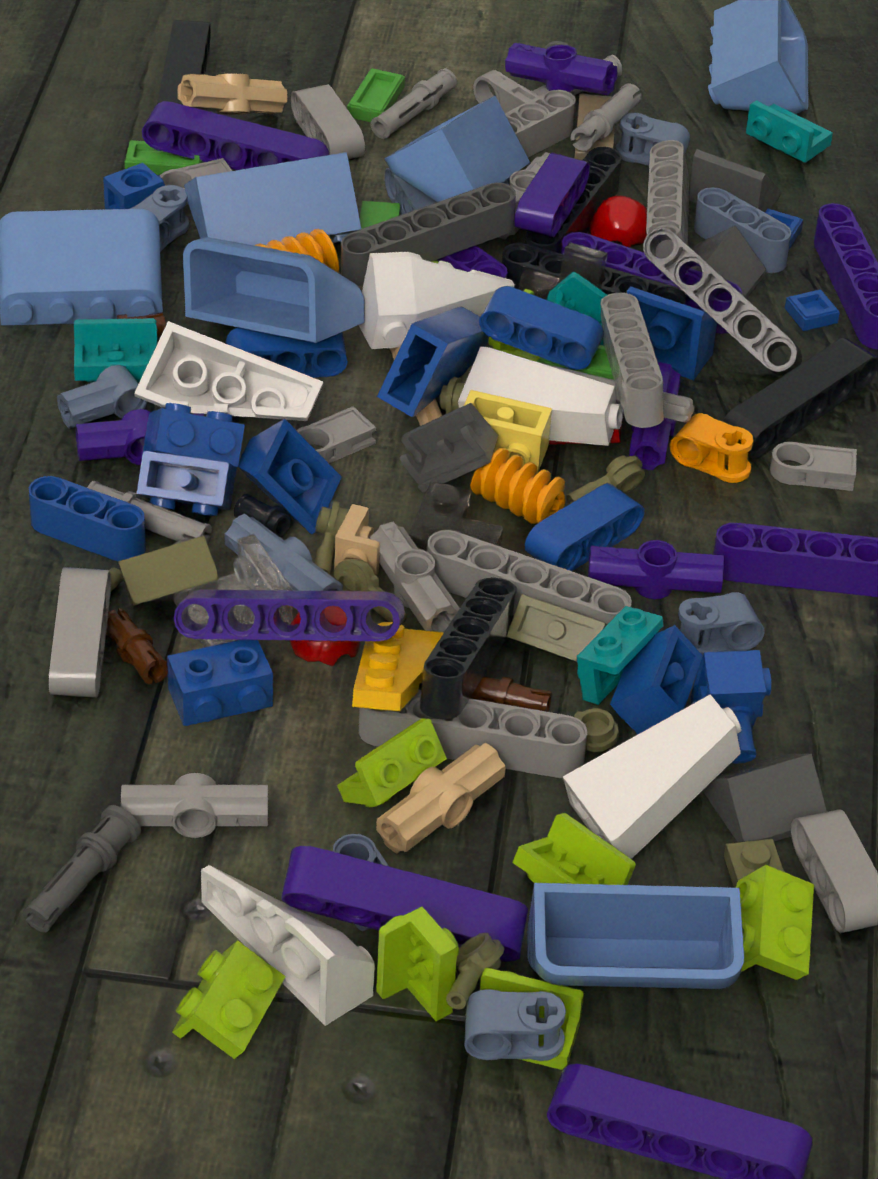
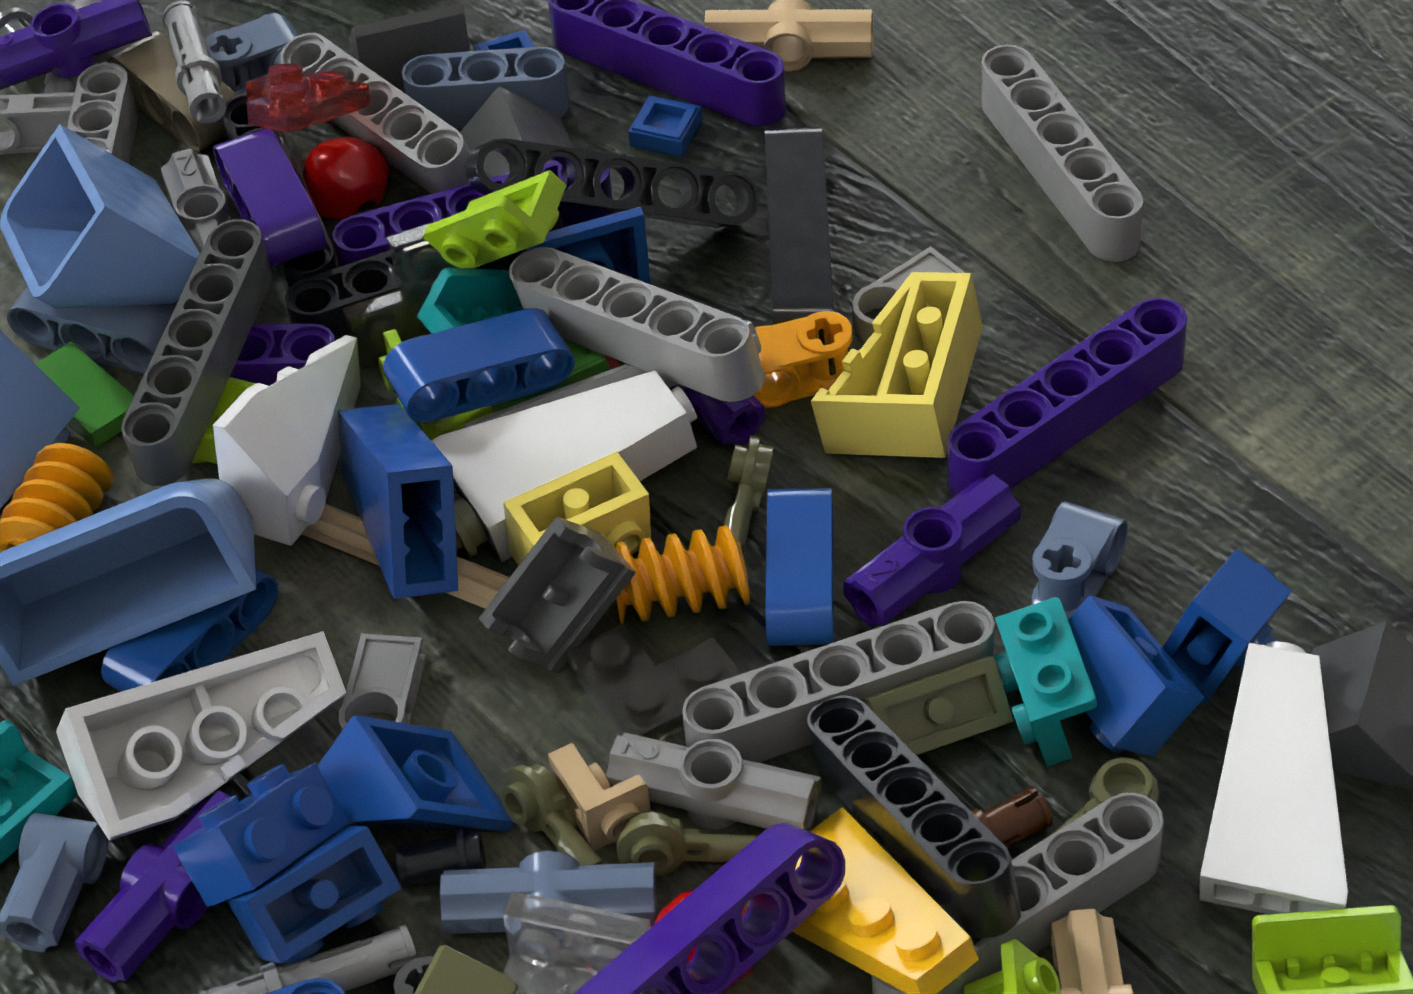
camera: 40 degrees left, 5 degrees up
(606, 267) = (499, 222): none -> lime bracket
(624, 161) = (297, 100): none -> clear red plate
(757, 488) = (909, 375): none -> light yellow wedge

